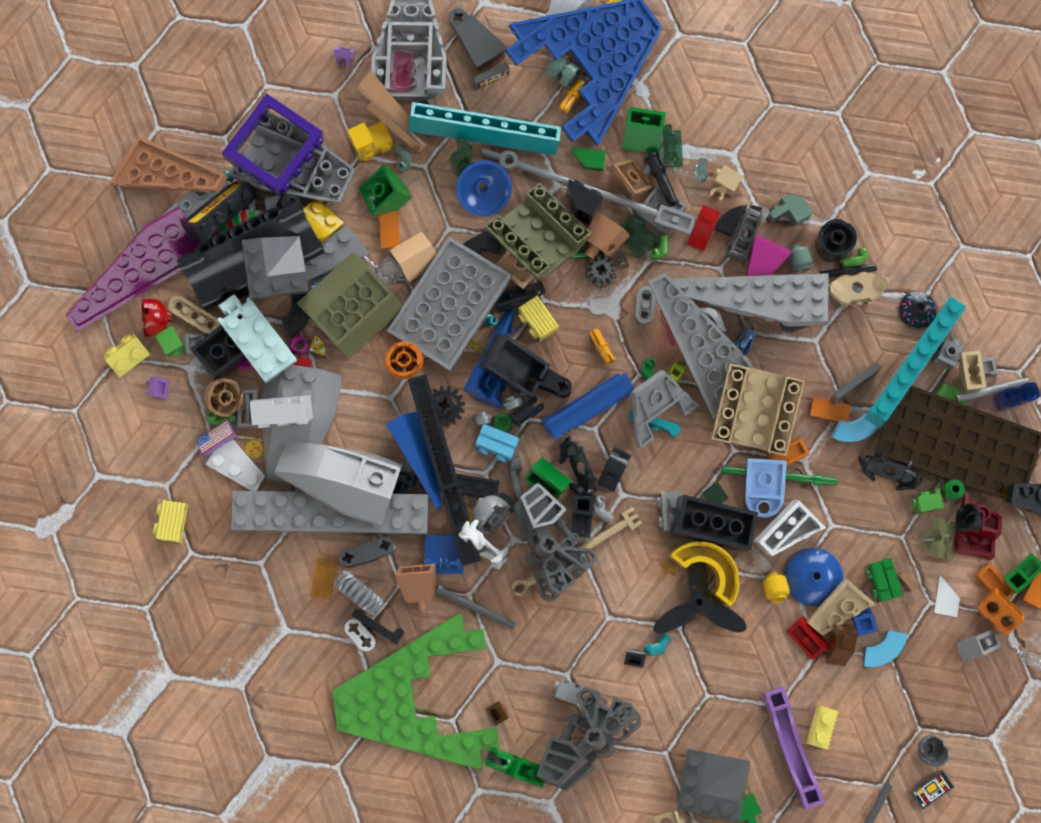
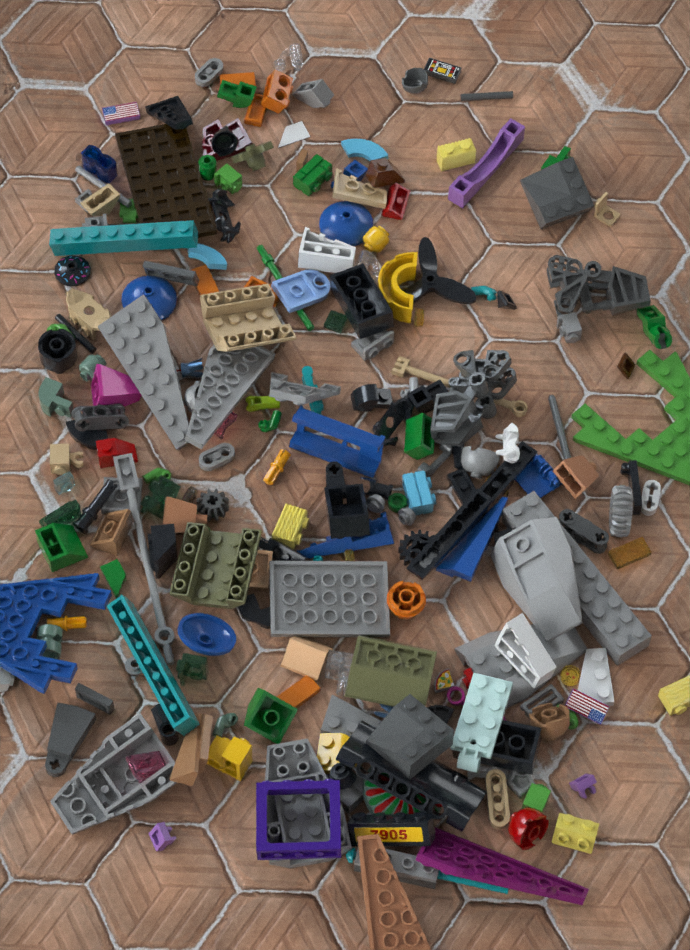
camera: 125 degrees left, 20 degrees down
(835, 362) = (161, 295): none -> blue dish

